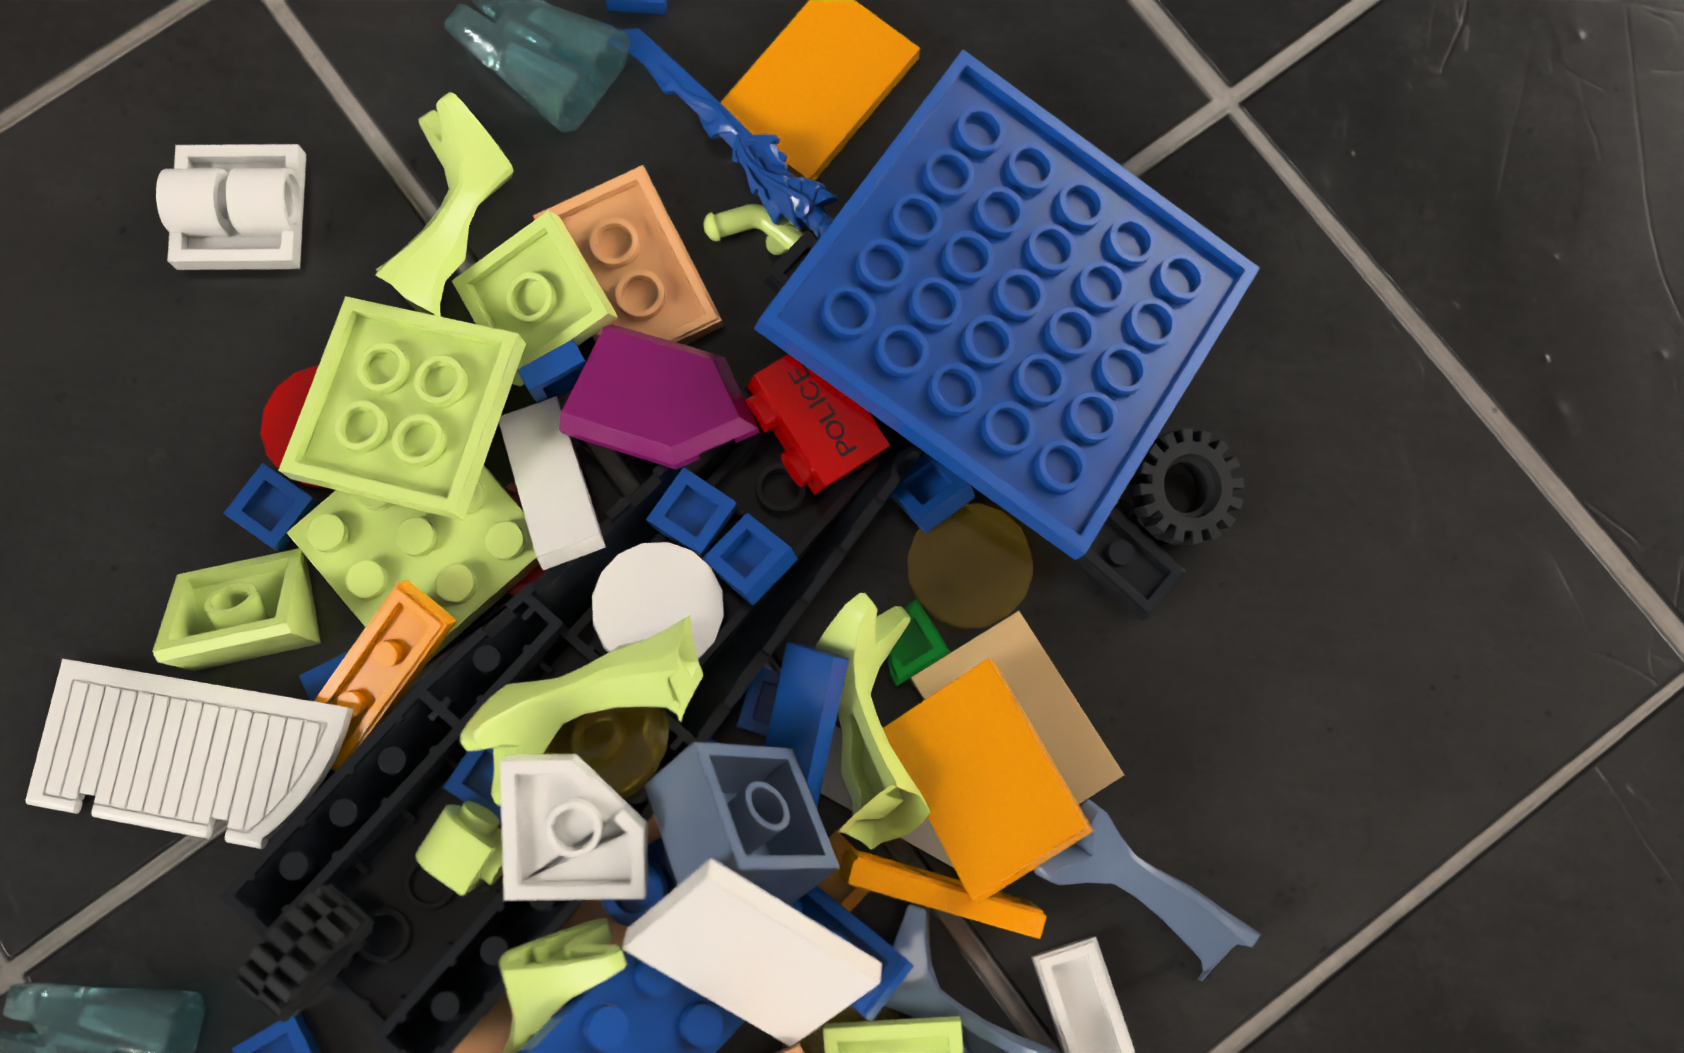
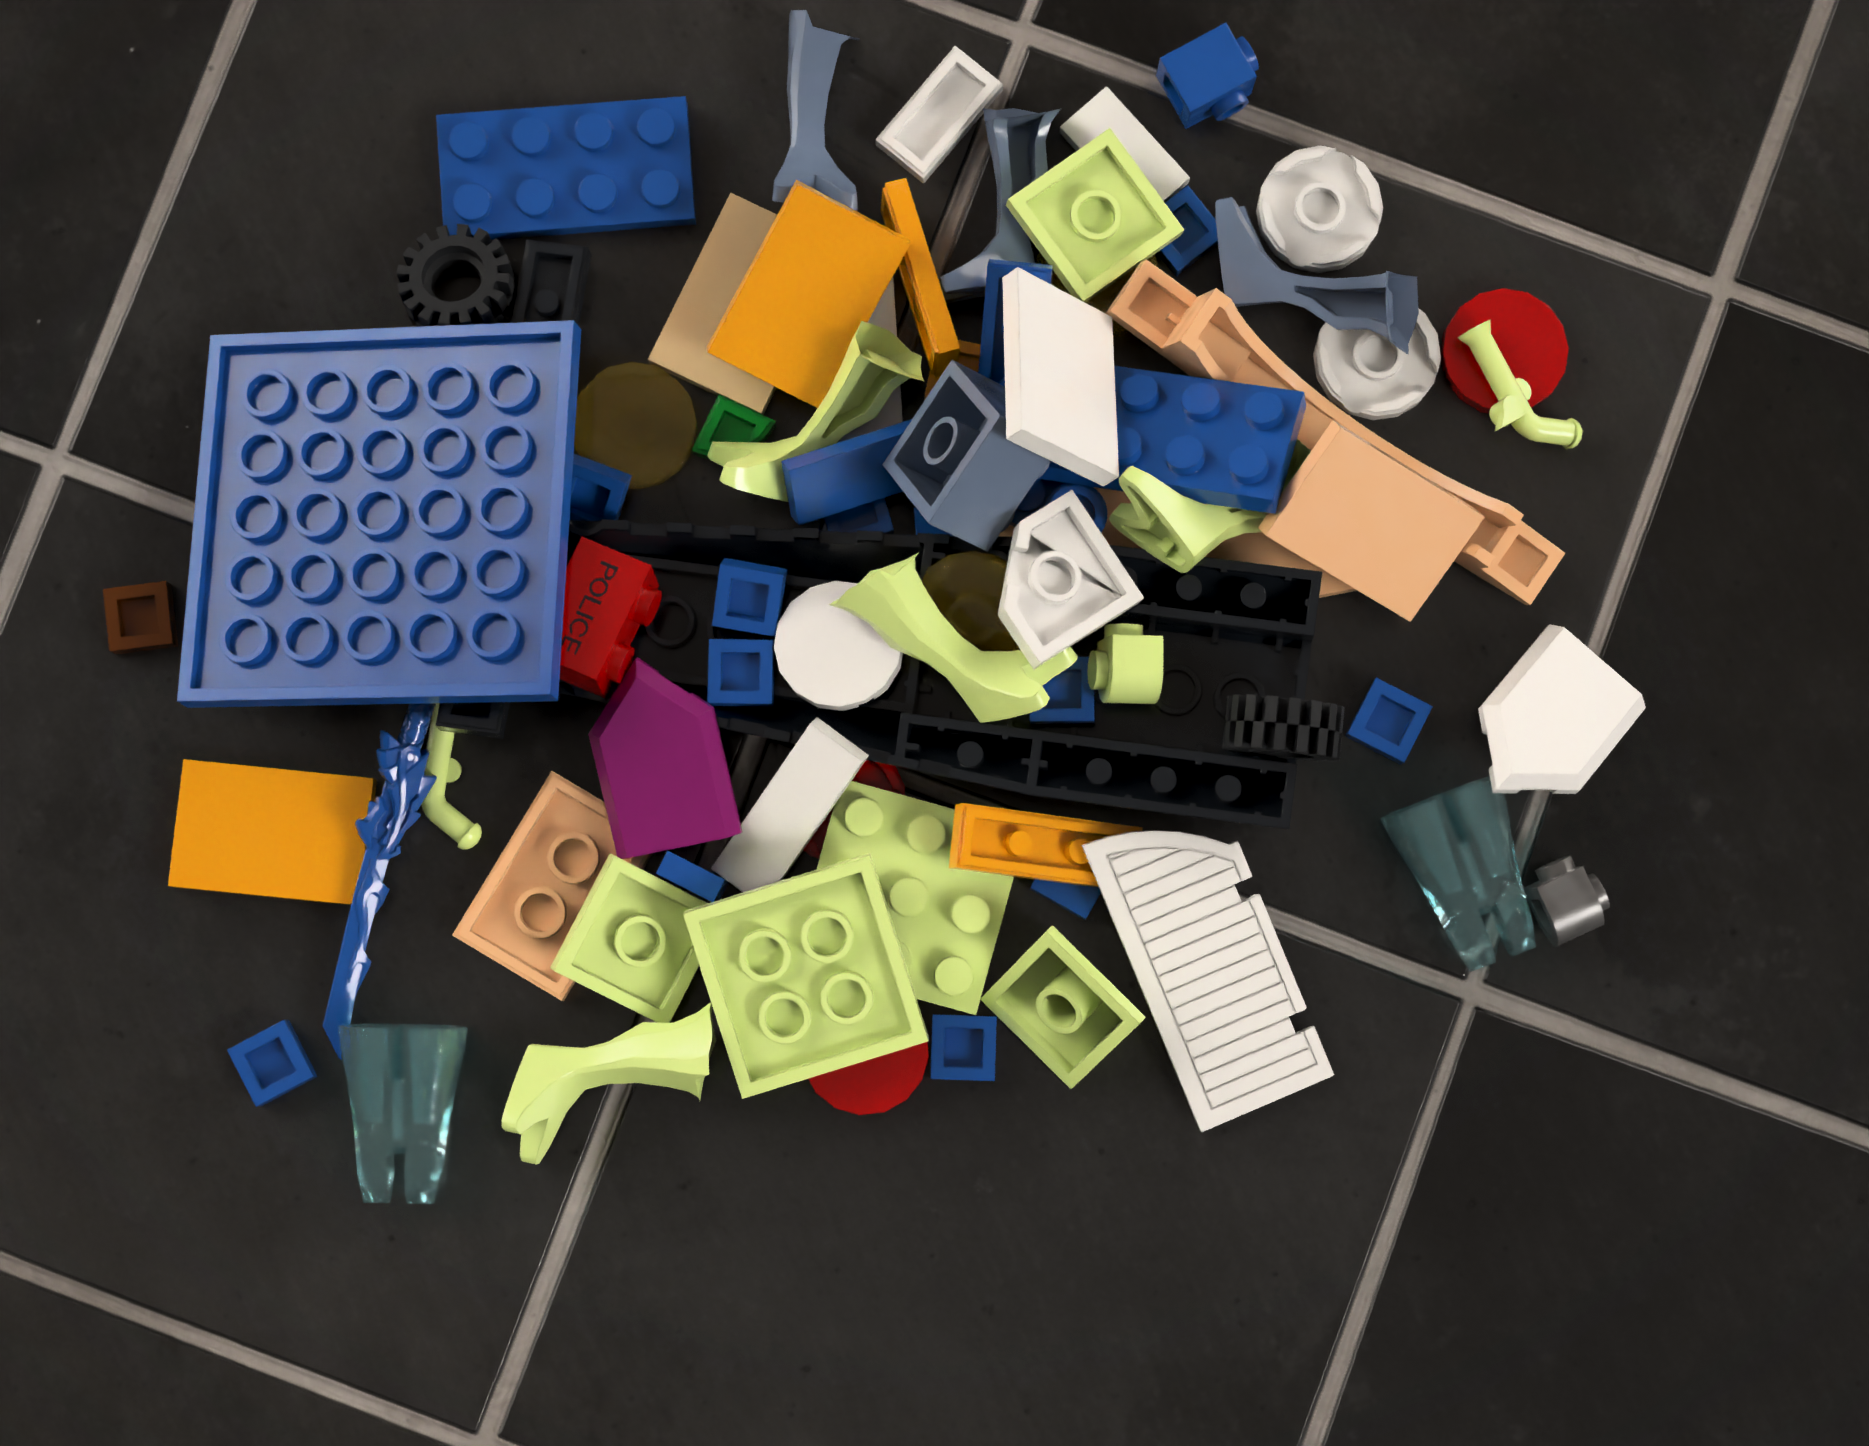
camera: 120 degrees left, 5 degrees up
(233, 206) = (720, 1269): white plate -> none
(1059, 83) = (140, 617): none -> reddish brown tile
(1231, 650) = (567, 168): none -> blue plate

